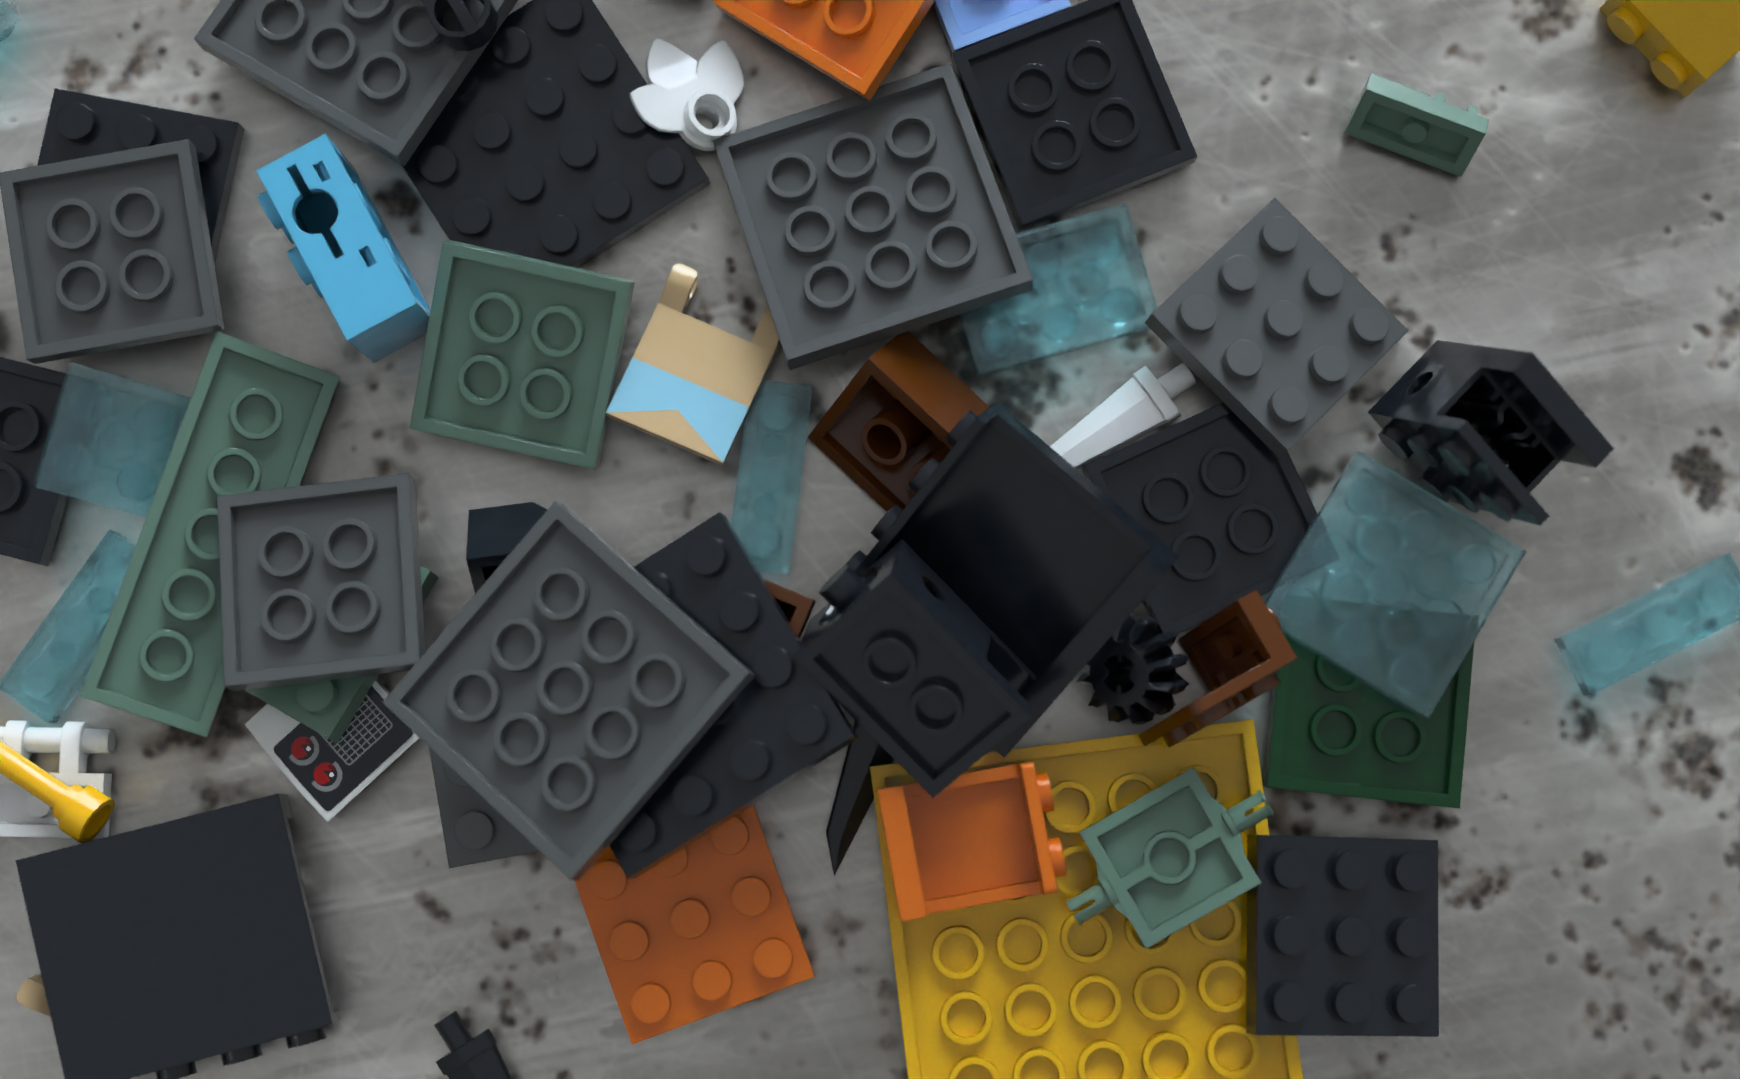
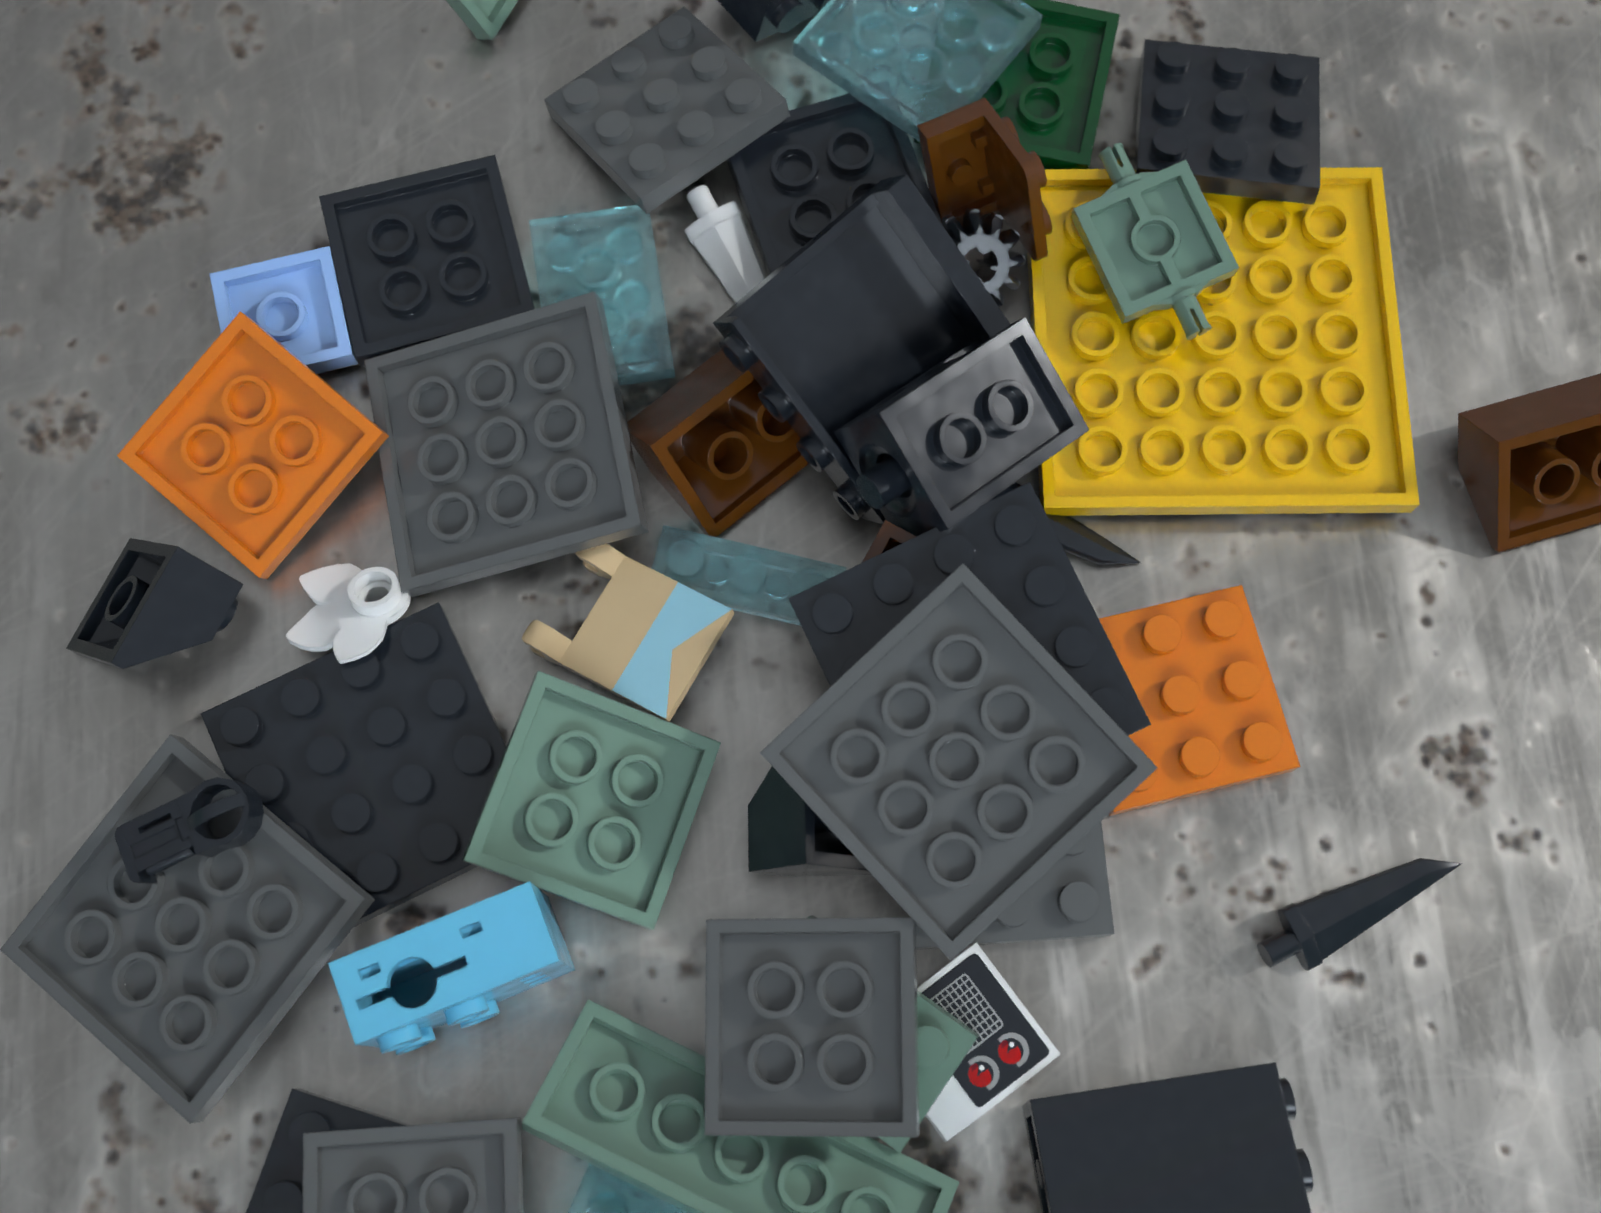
camera: 85 degrees left, 10 degrees down
(971, 841) = (1134, 414): orange panel -> none

